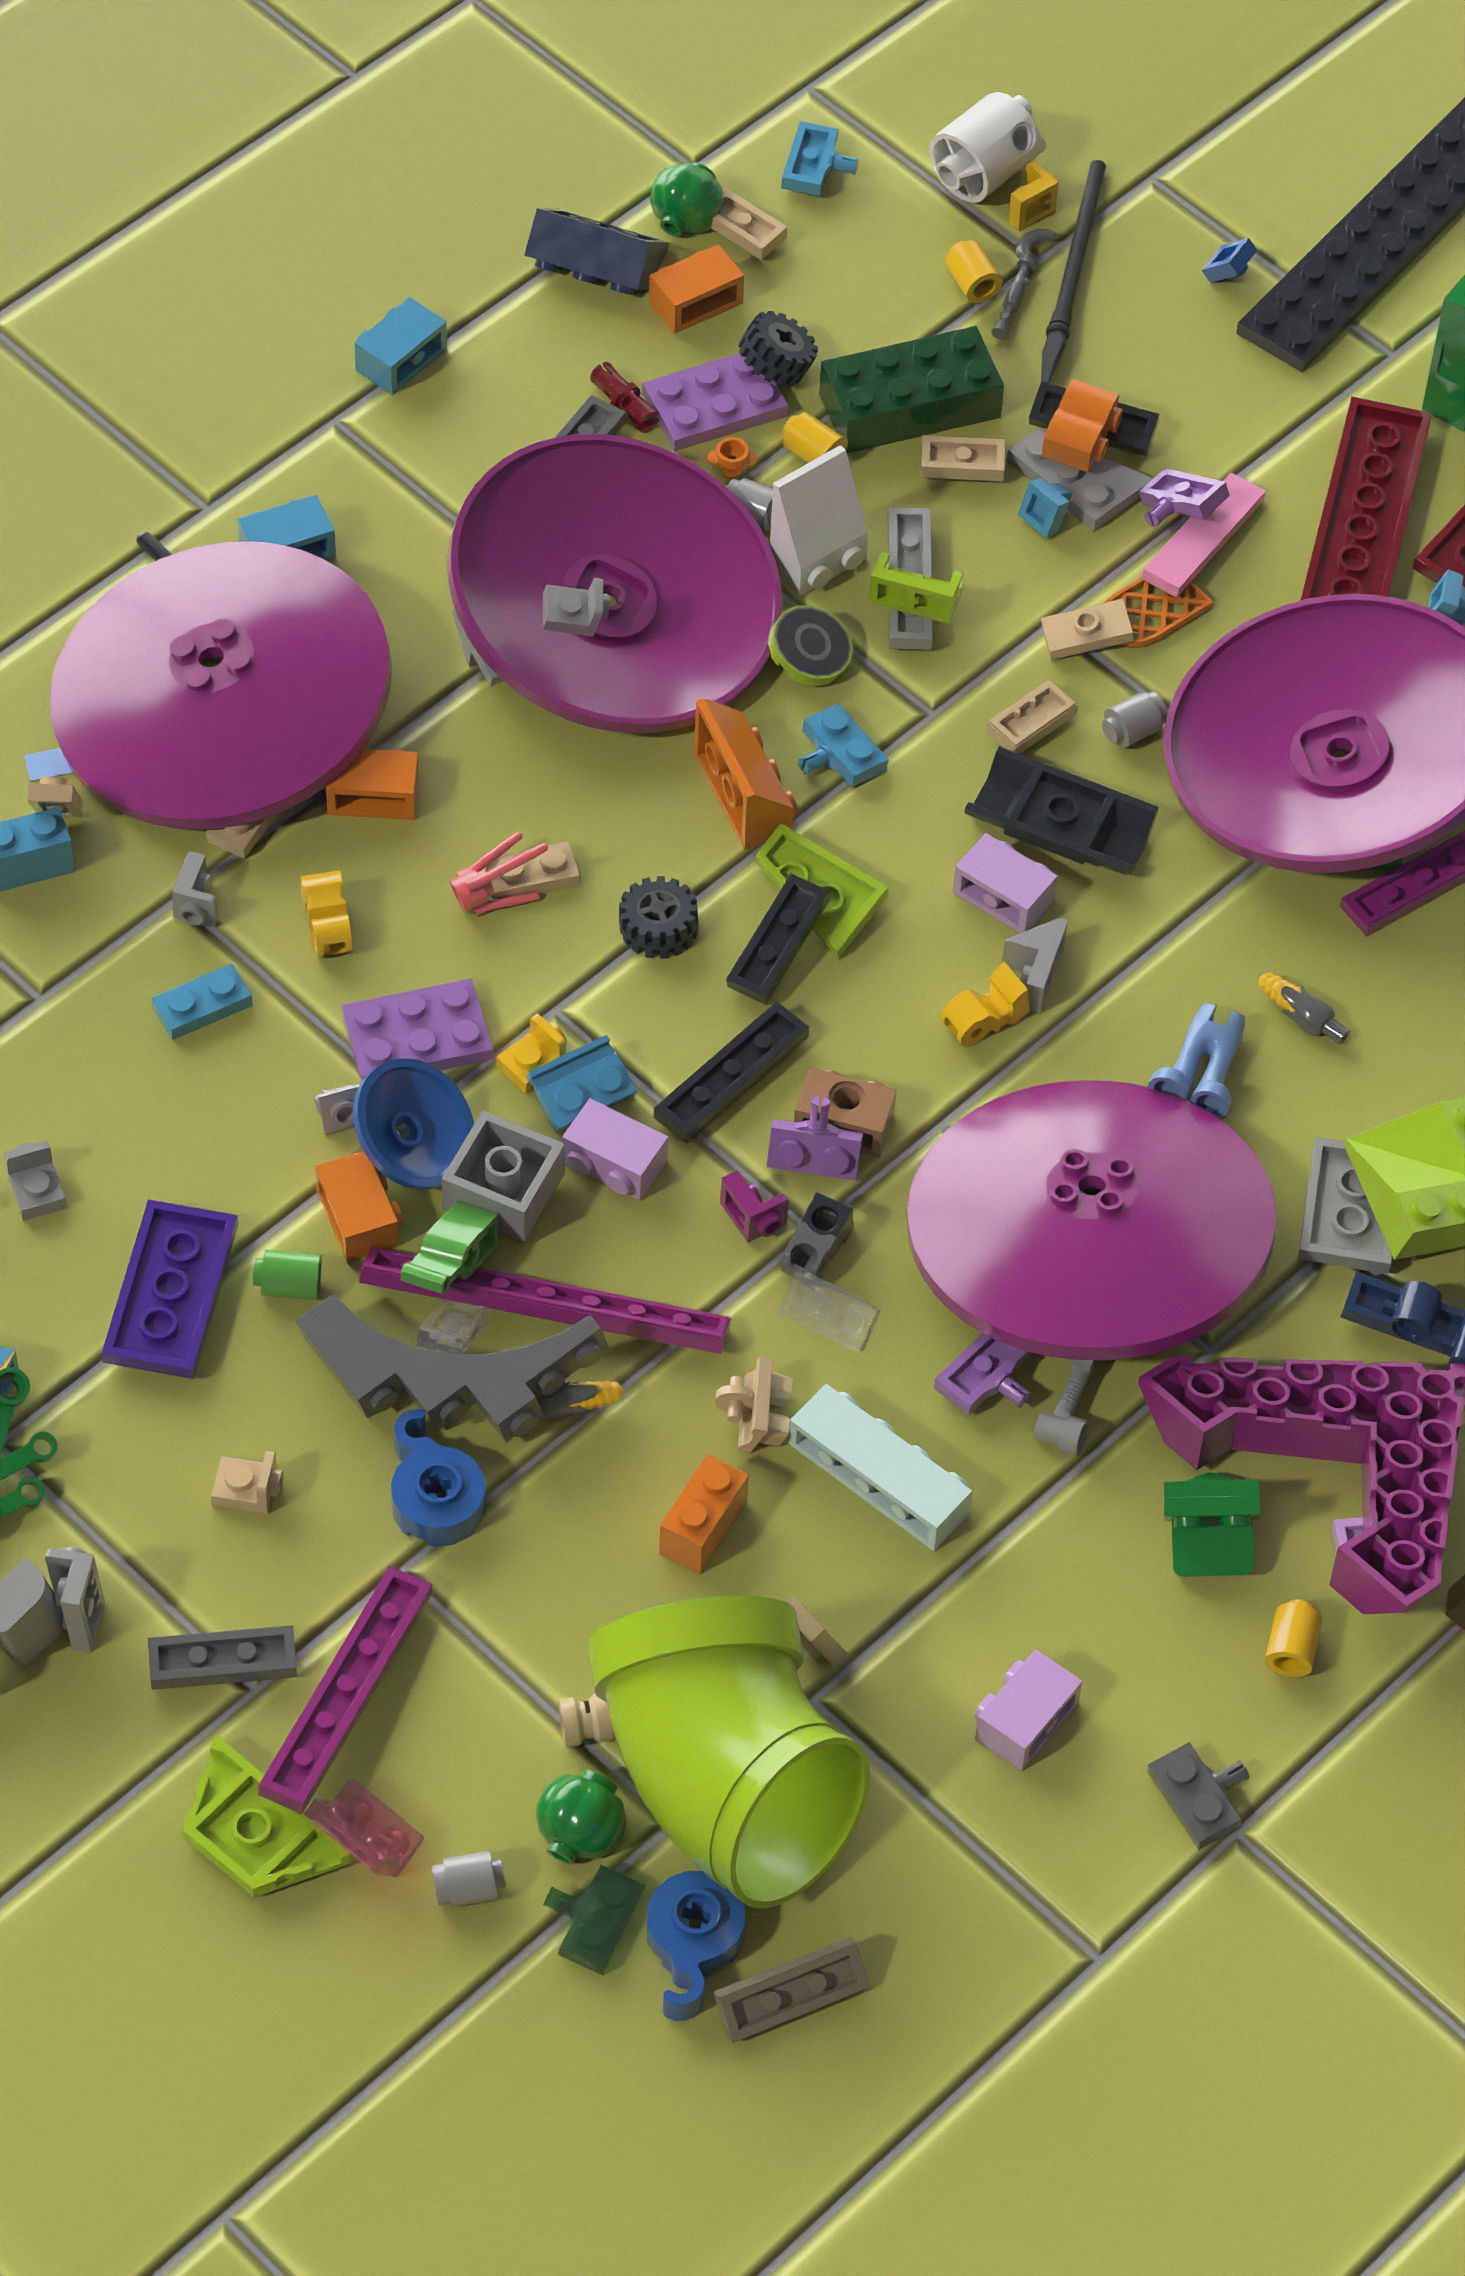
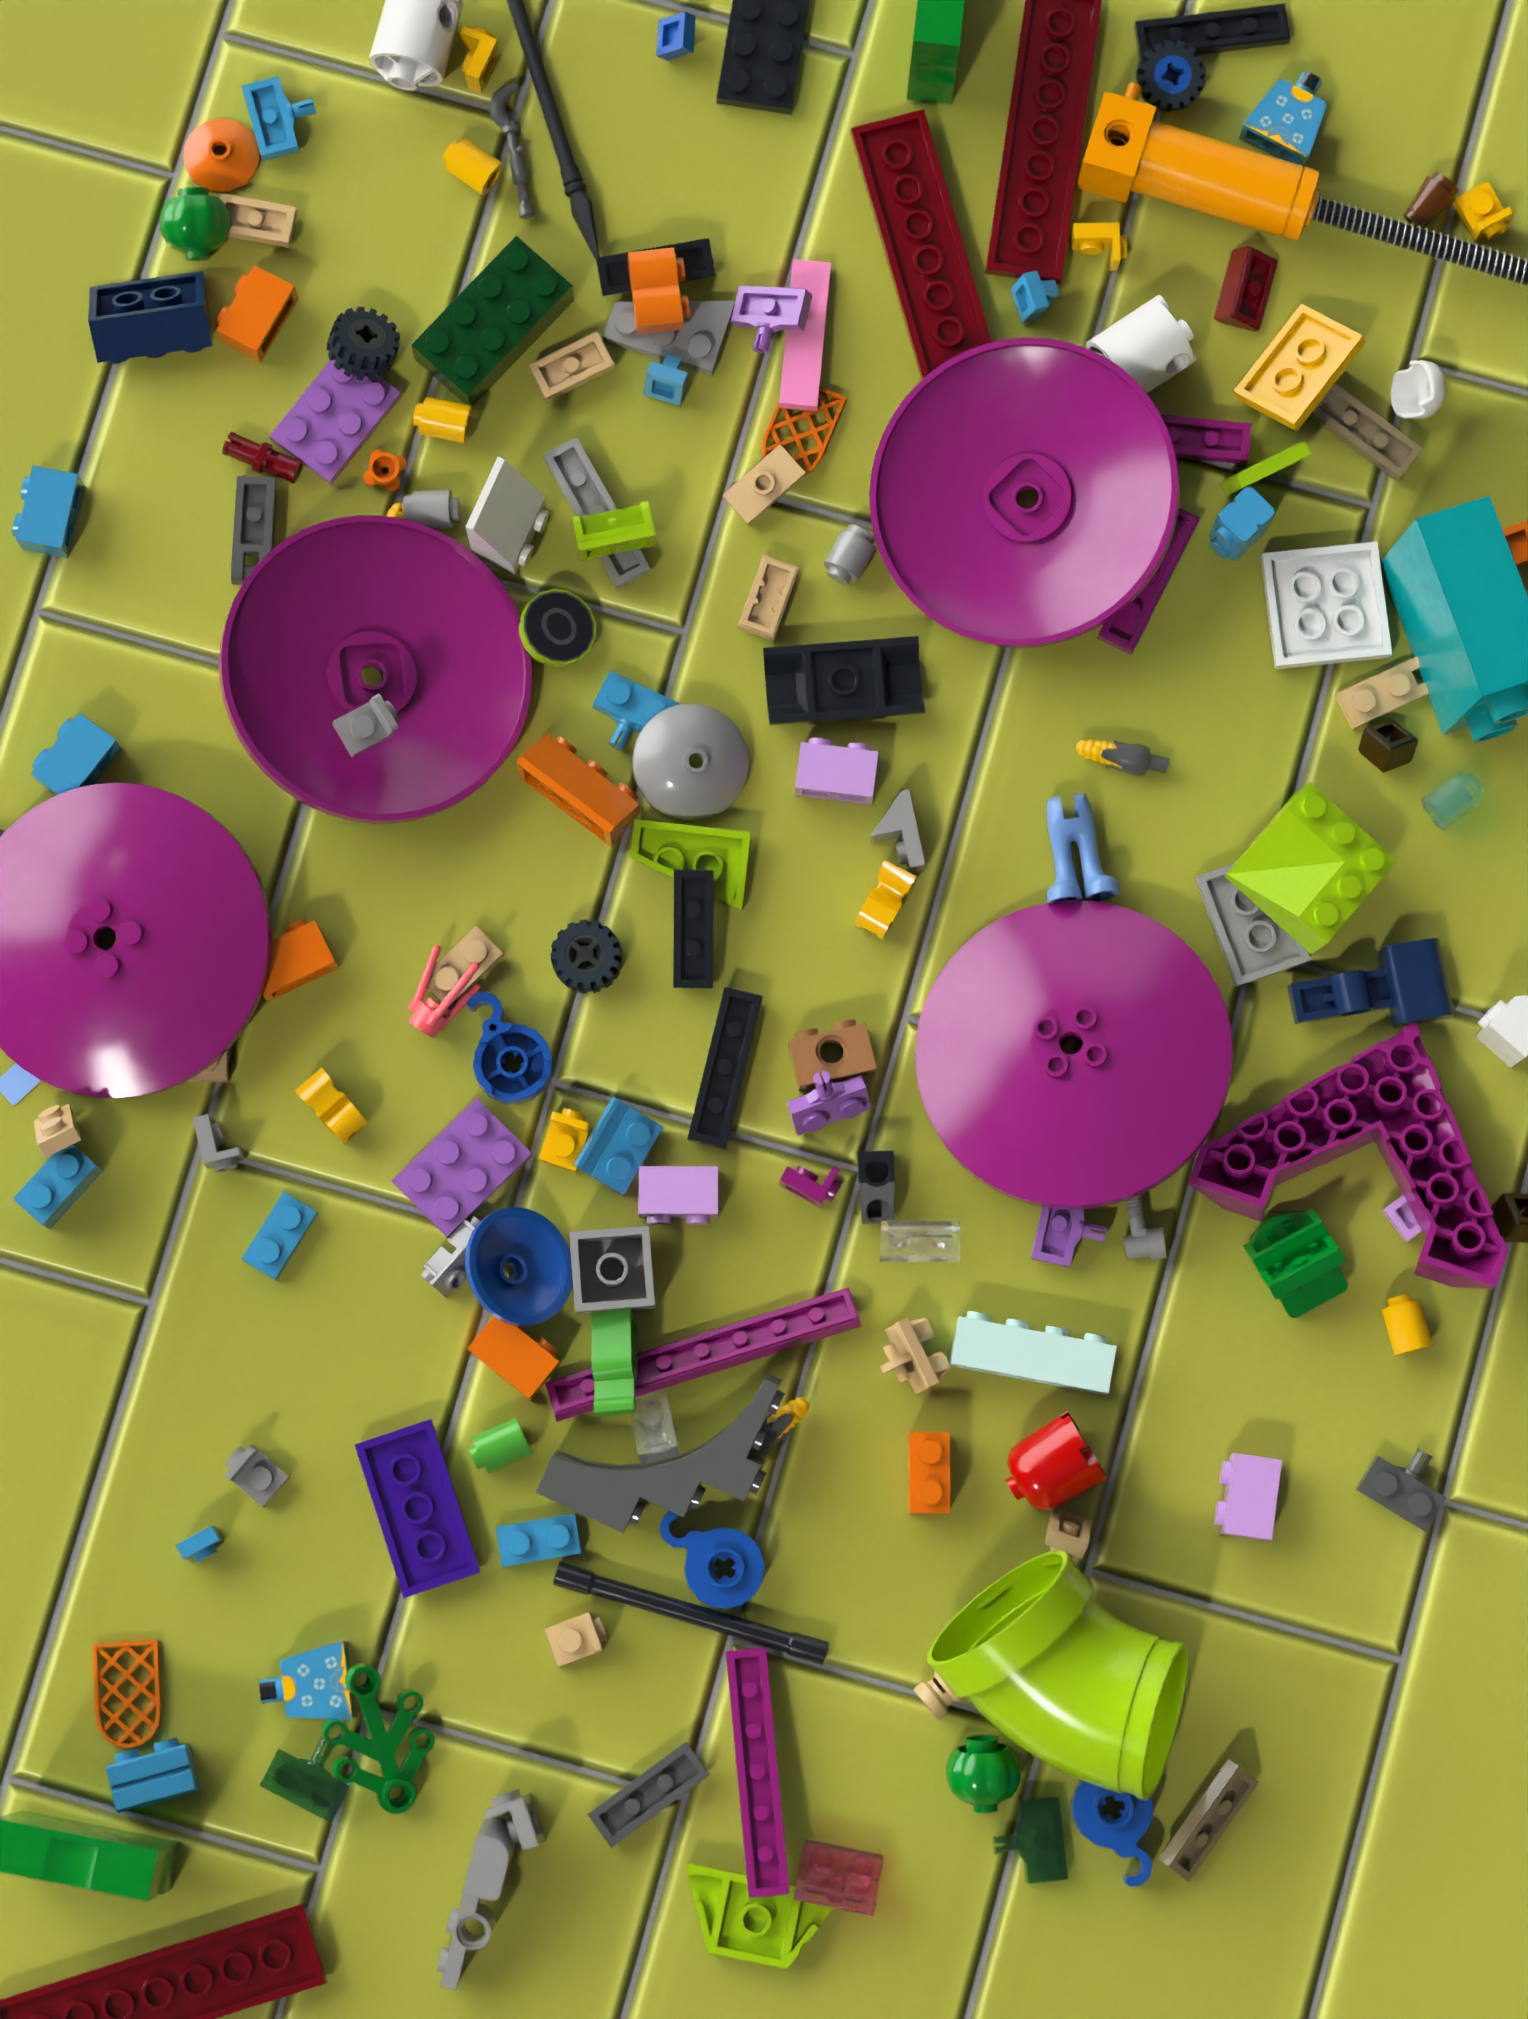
camera: 30 degrees left, 25 degrees up
(270, 1380) = (538, 1540): none -> dark azure plate
(462, 1601) = (792, 1643): none -> black piece
(468, 1879) = (932, 1868): light grey brick -> none
(526, 961) = (503, 1040): none -> blue piece
(748, 169) = (226, 171): none -> orange dish
(837, 1565) = (1053, 1465): none -> red cylinder
(863, 831) = (664, 769): none -> light grey dish

